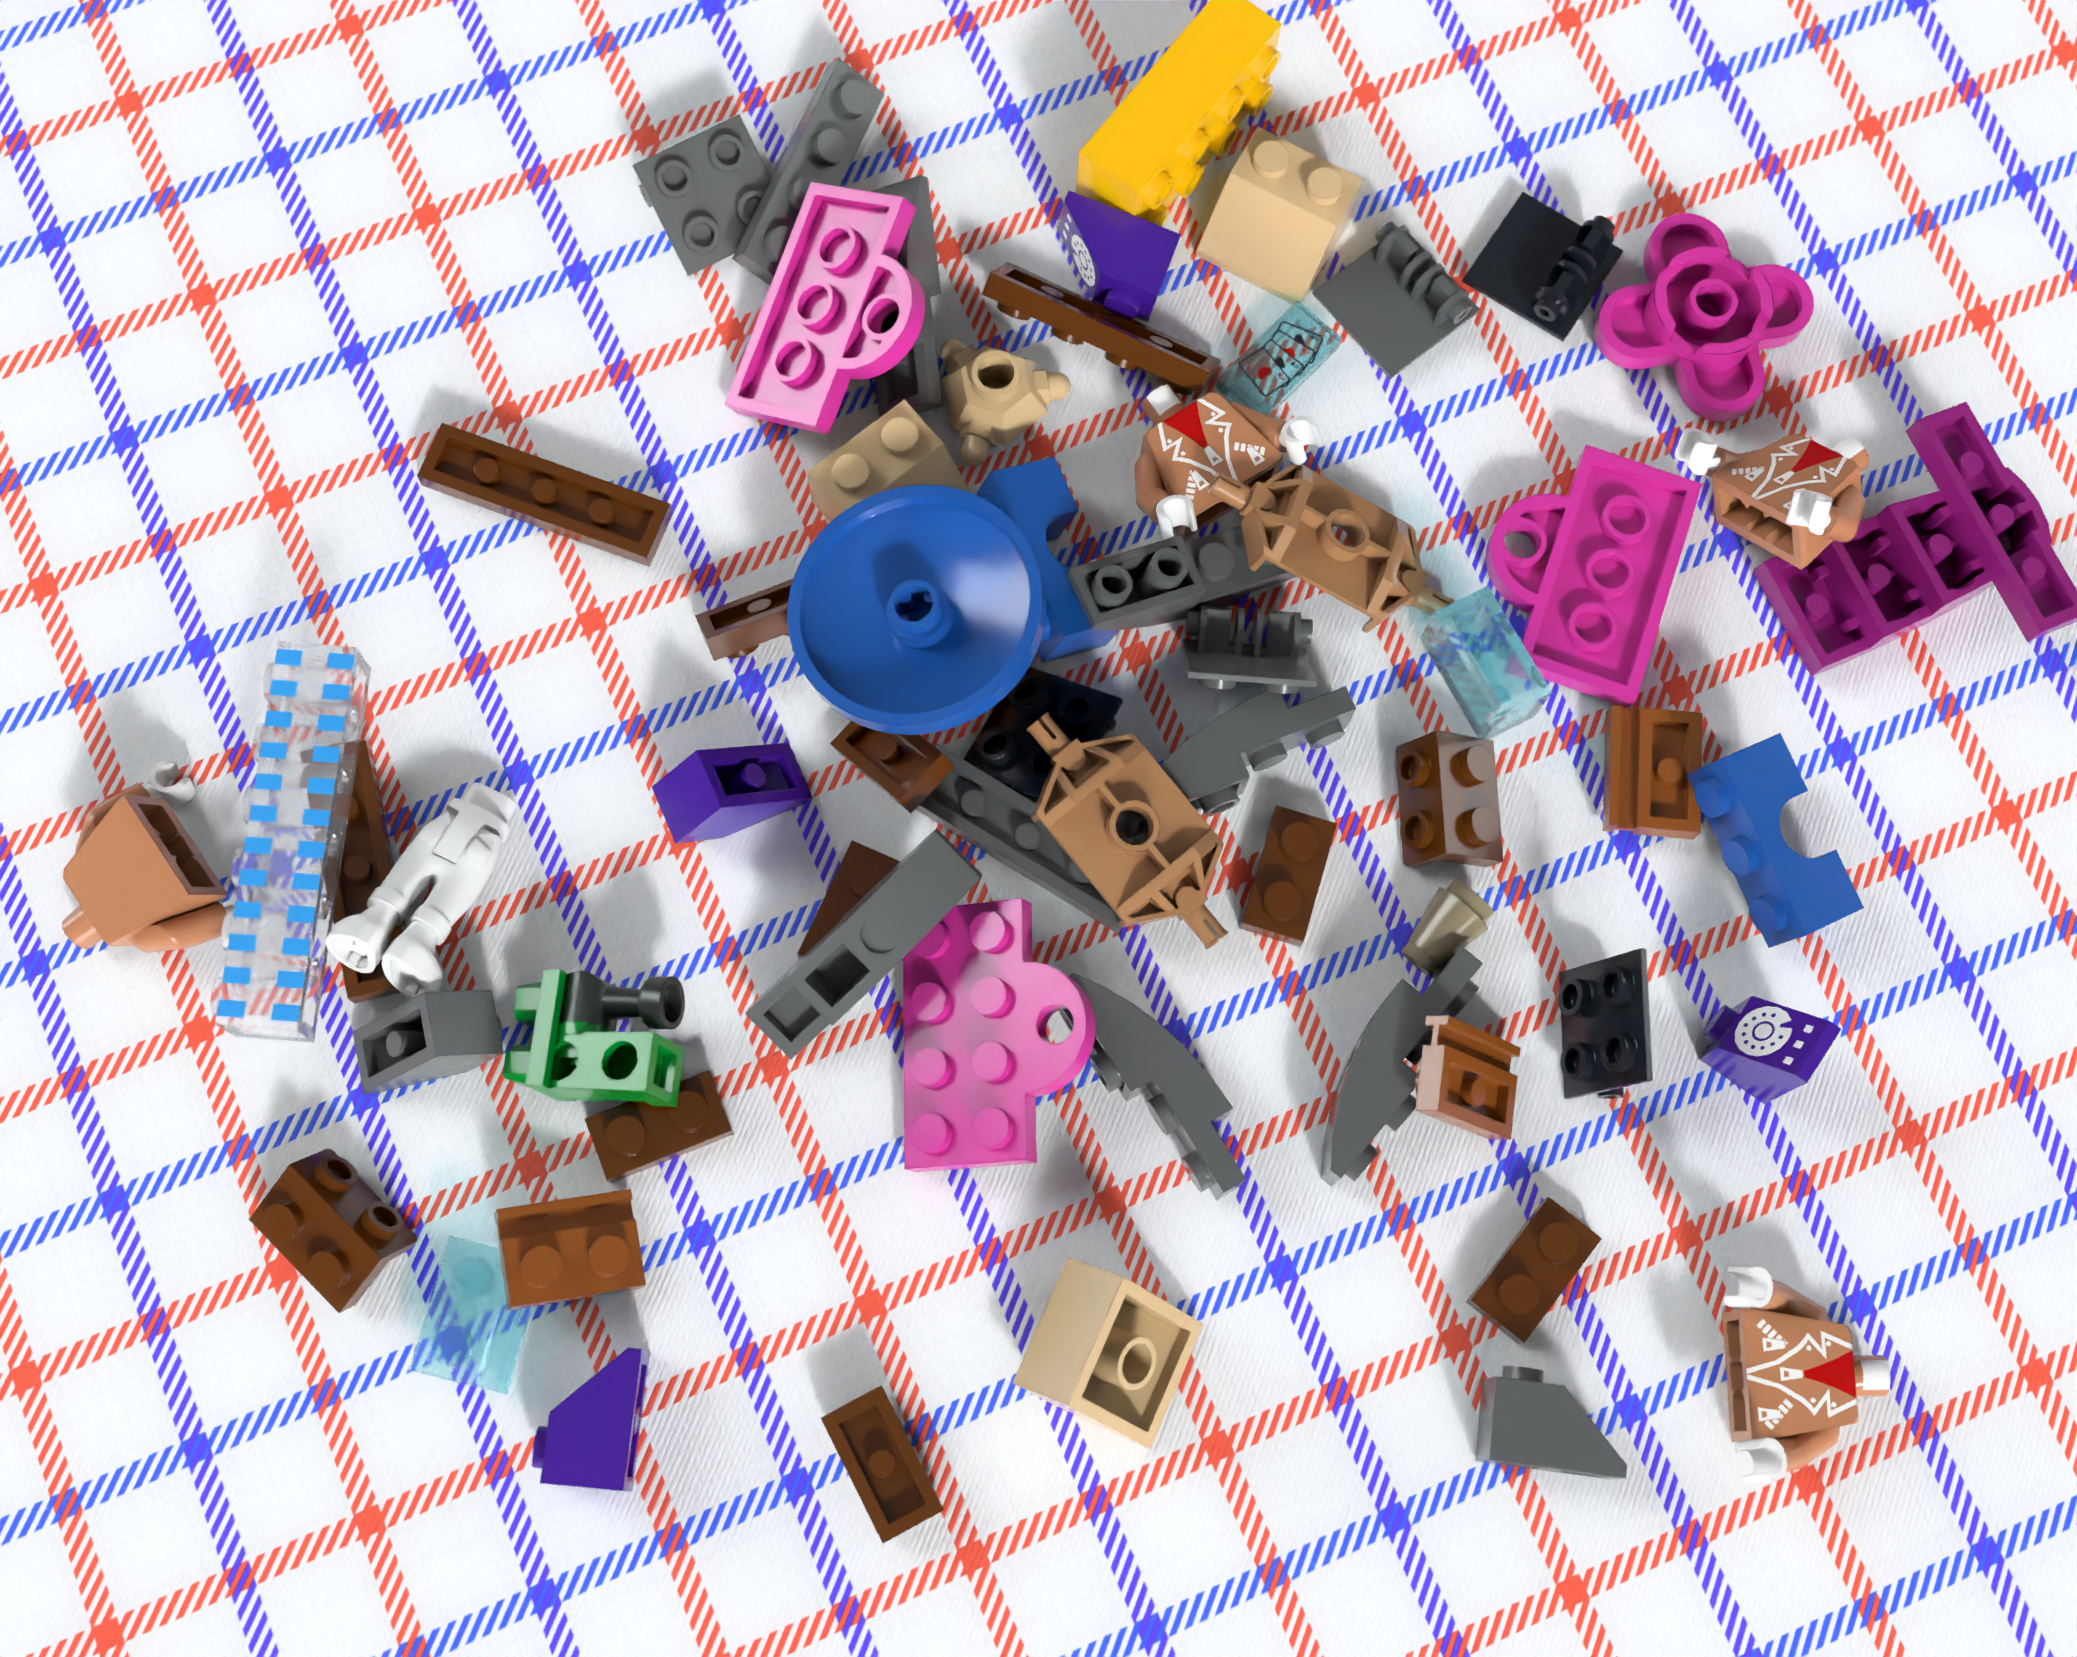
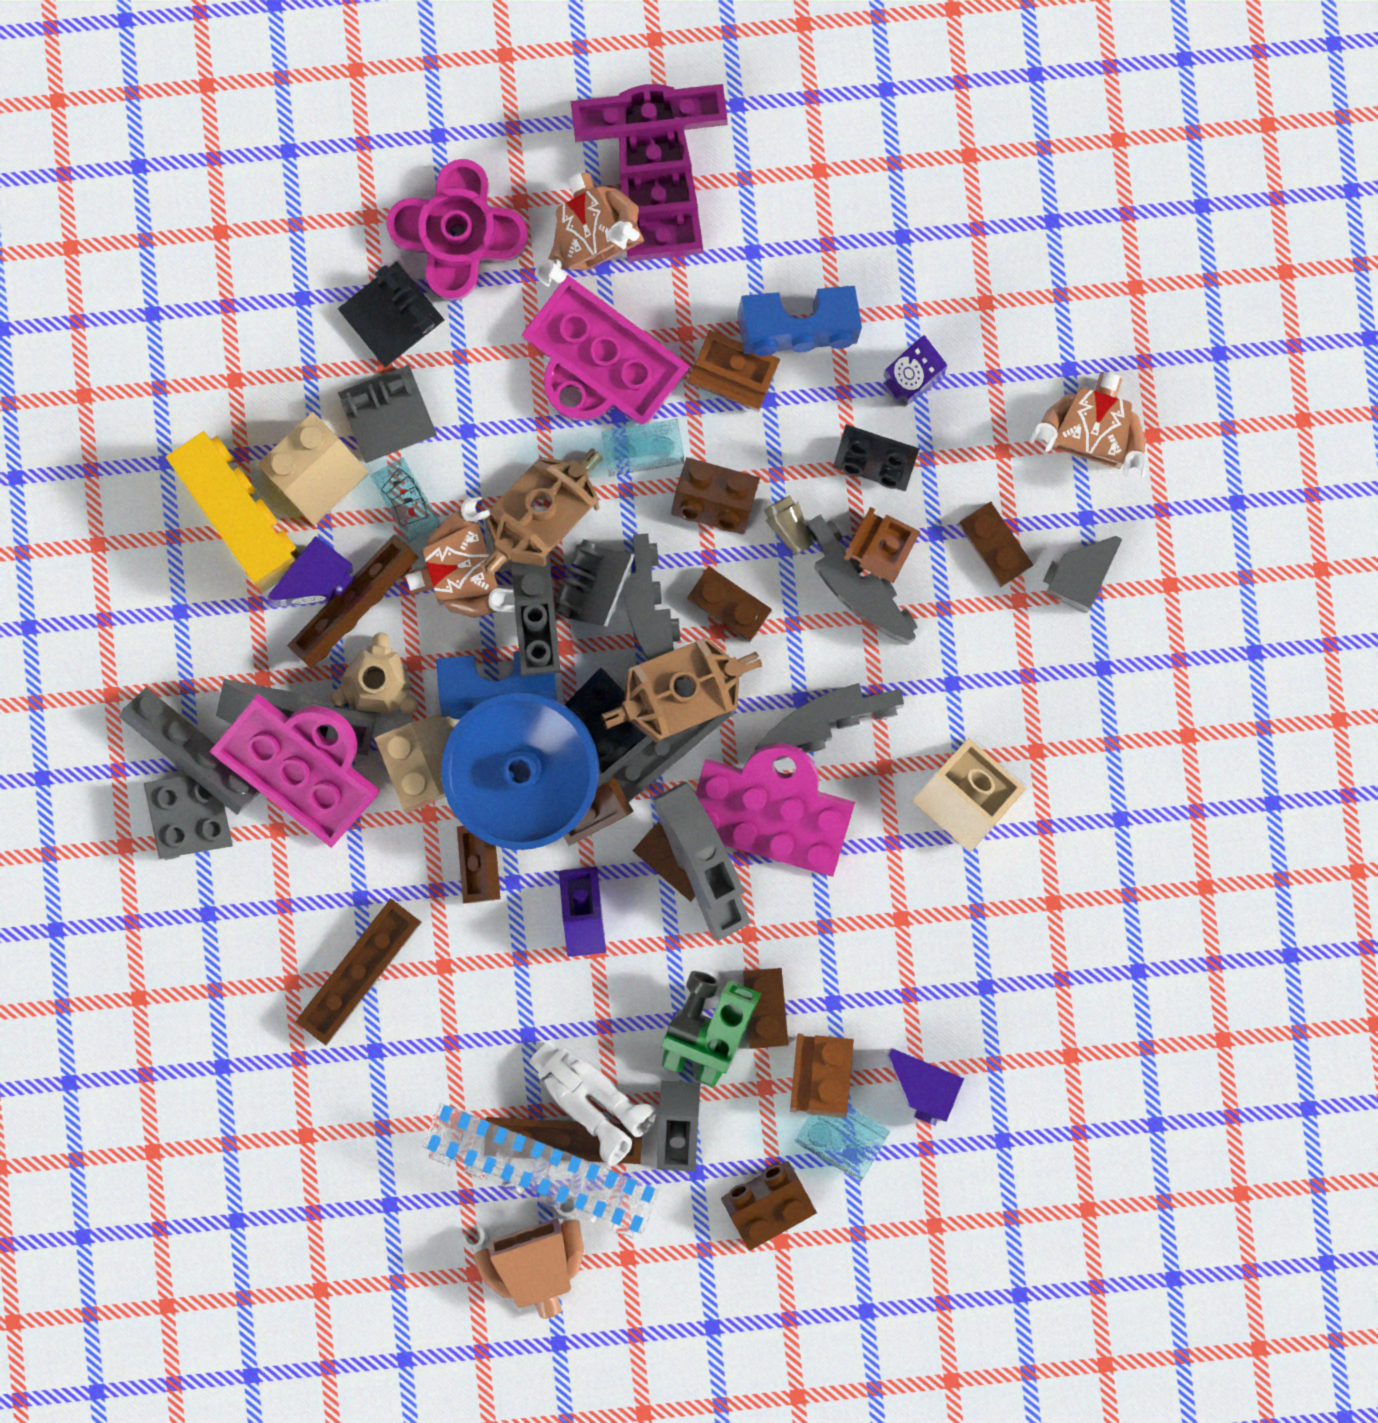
camera: 65 degrees left, 10 degrees up
(882, 1464) = (990, 936): reddish brown plate -> none

